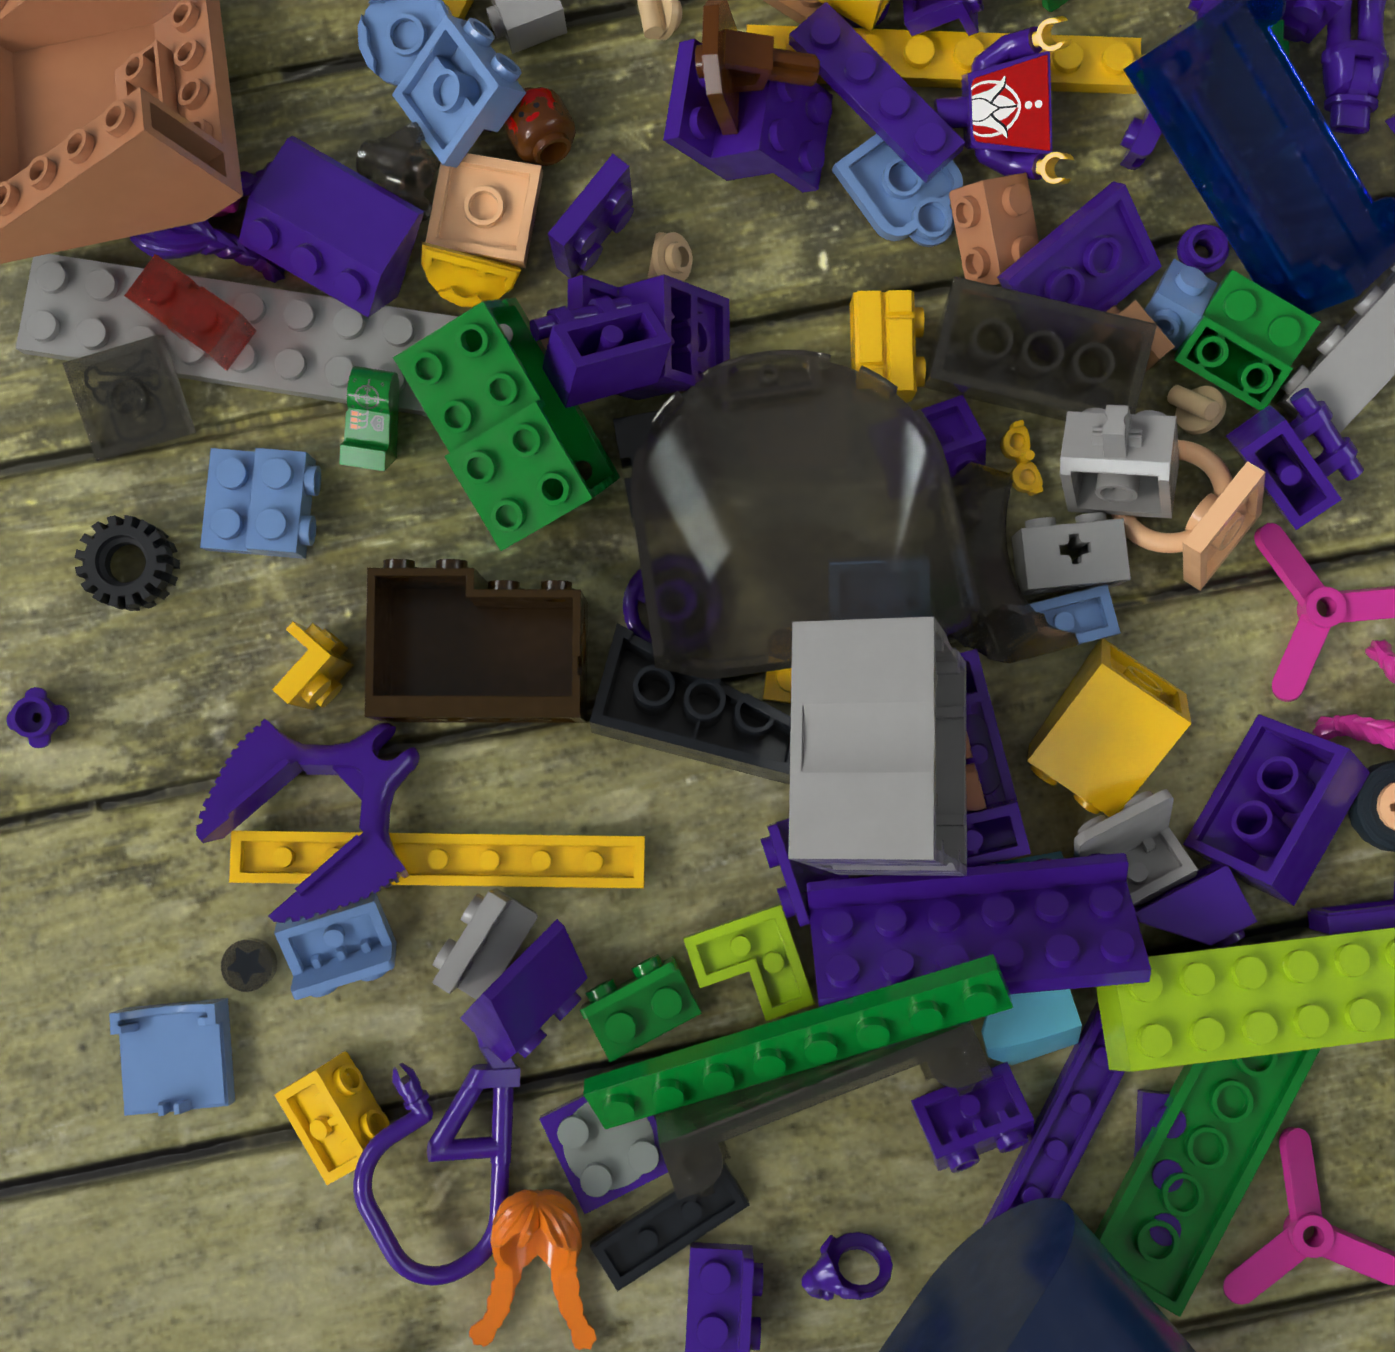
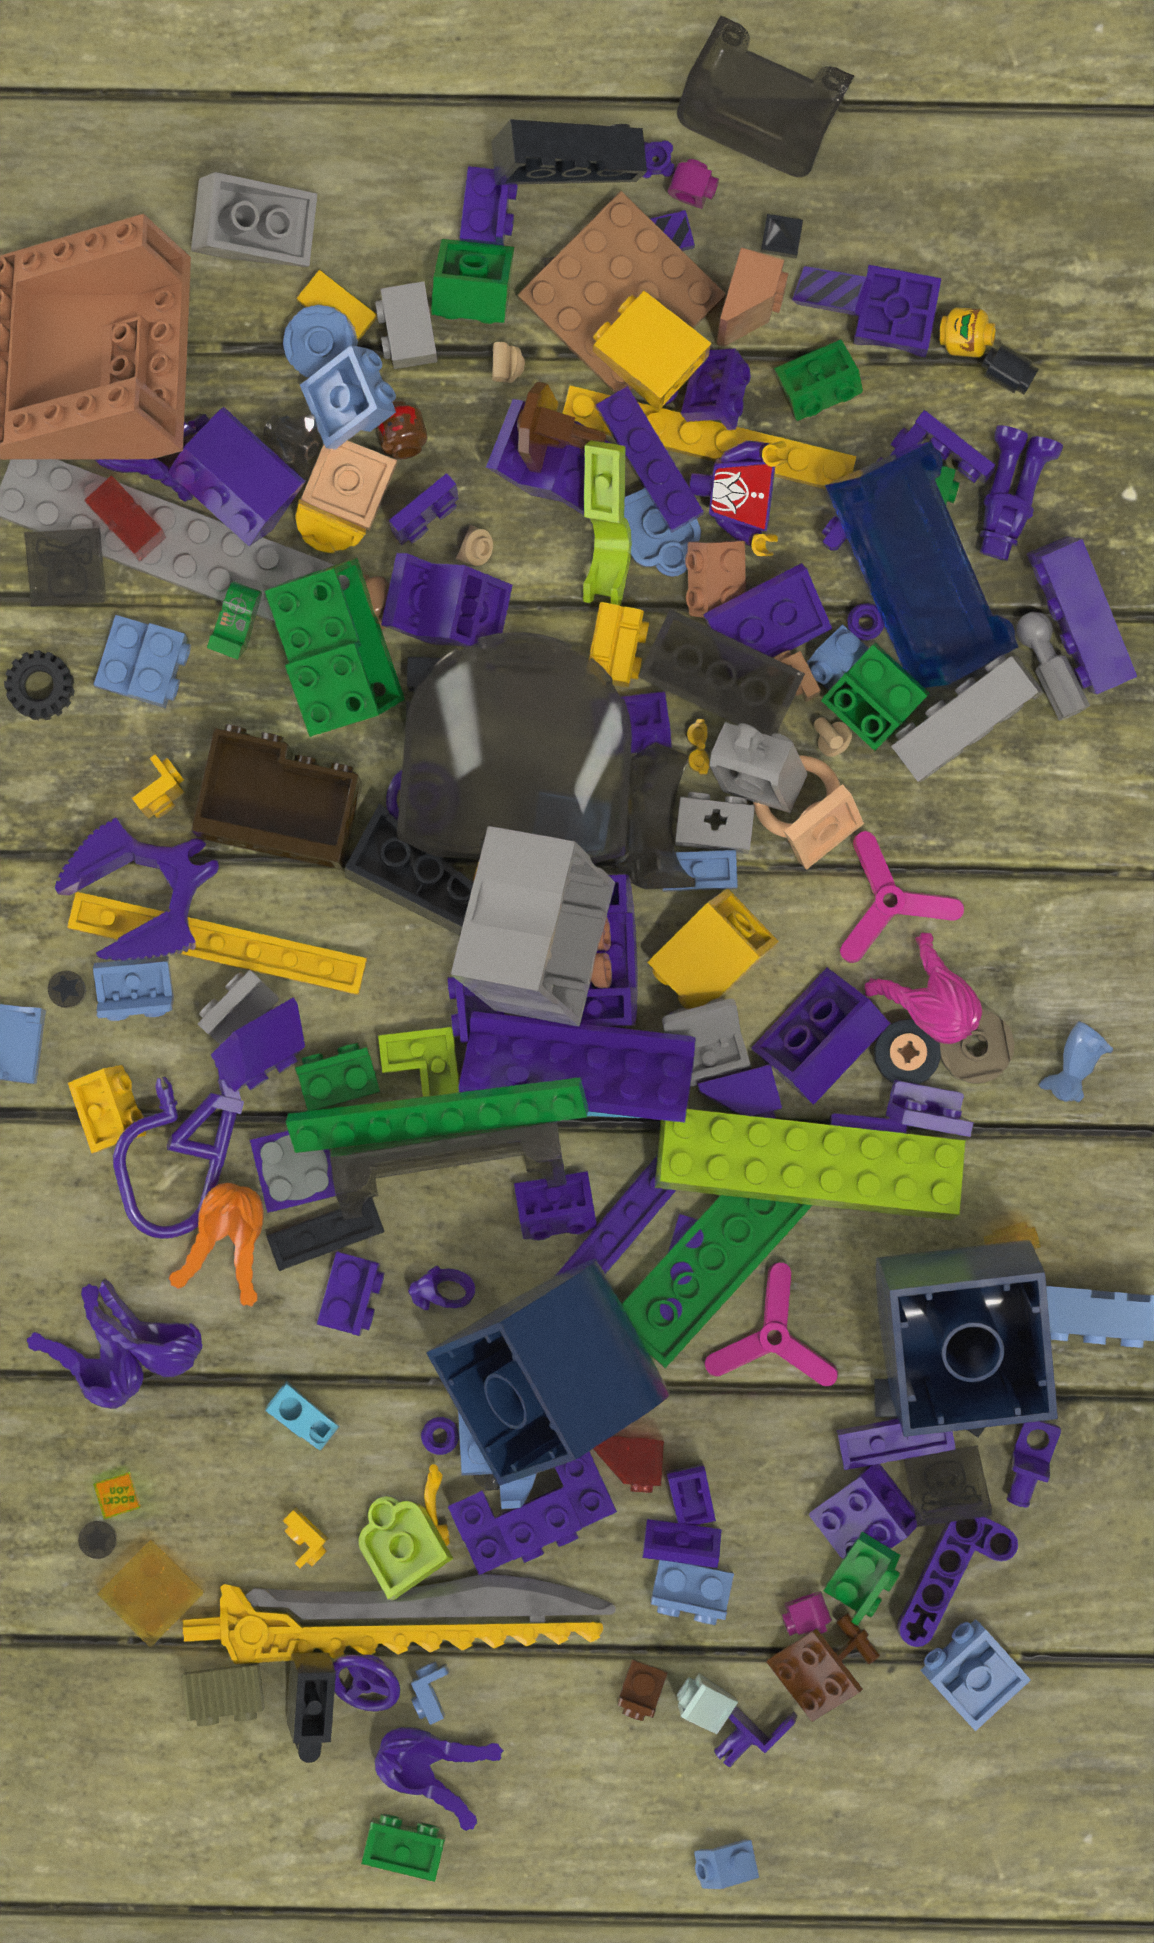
camera: 15 degrees right, 0 degrees up
(601, 348) = (408, 610): dark purple brick -> none
(839, 172) = (605, 508): none -> lime piece
(1033, 1026) = (607, 1145): medium azure slope -> none
(1292, 476) = (878, 792): dark purple brick -> none

